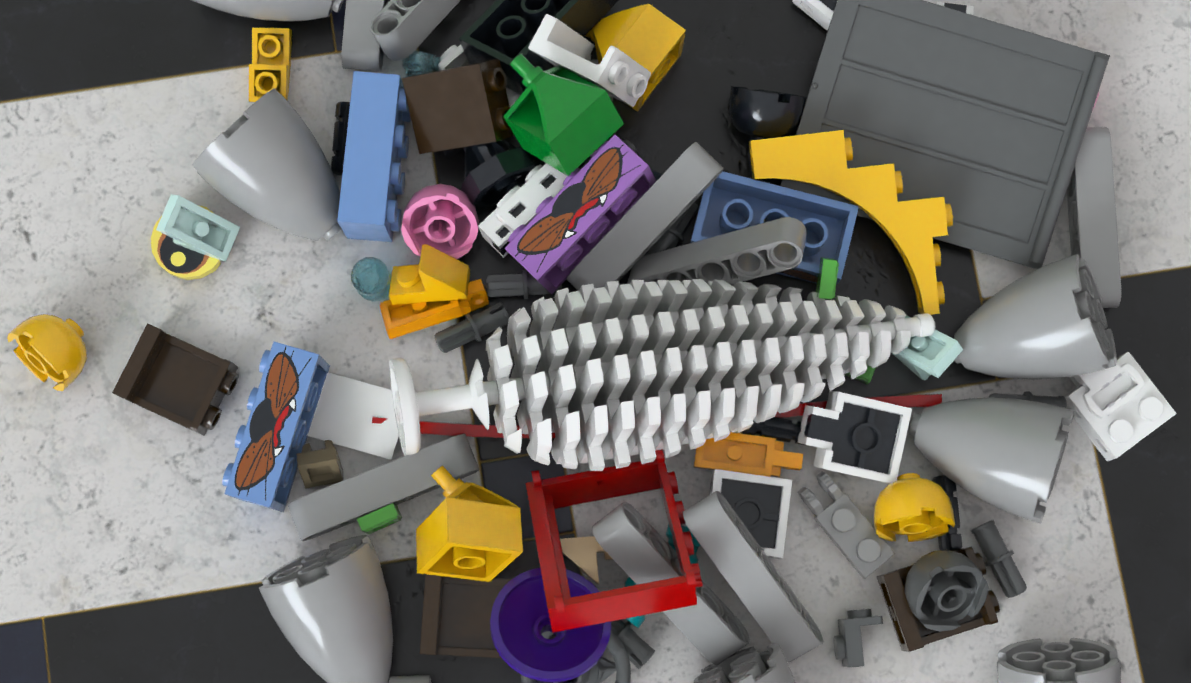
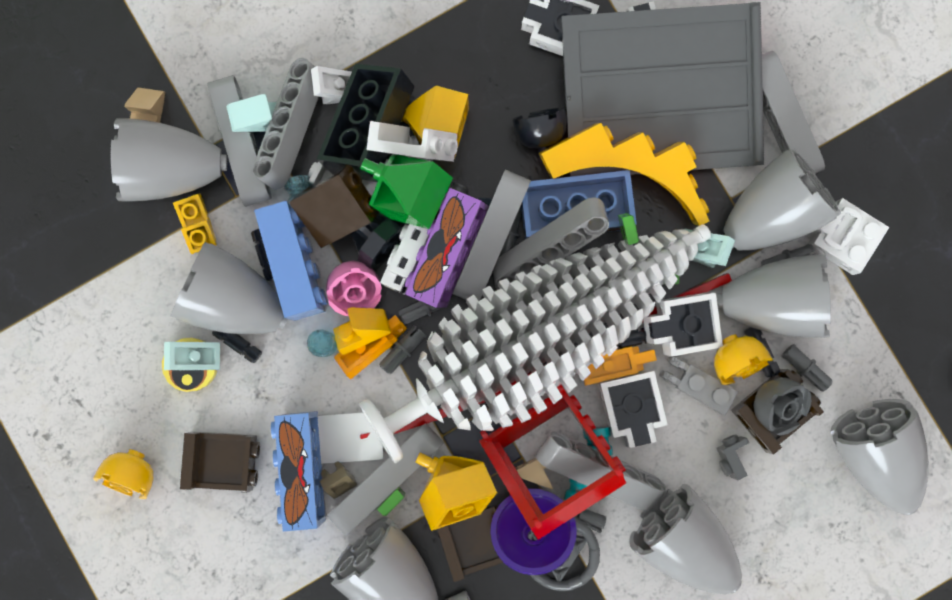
camera: 15 degrees left, 5 degrees up
(262, 240) = (239, 345): none -> black axle
(752, 576) = (652, 445): light grey beam -> none

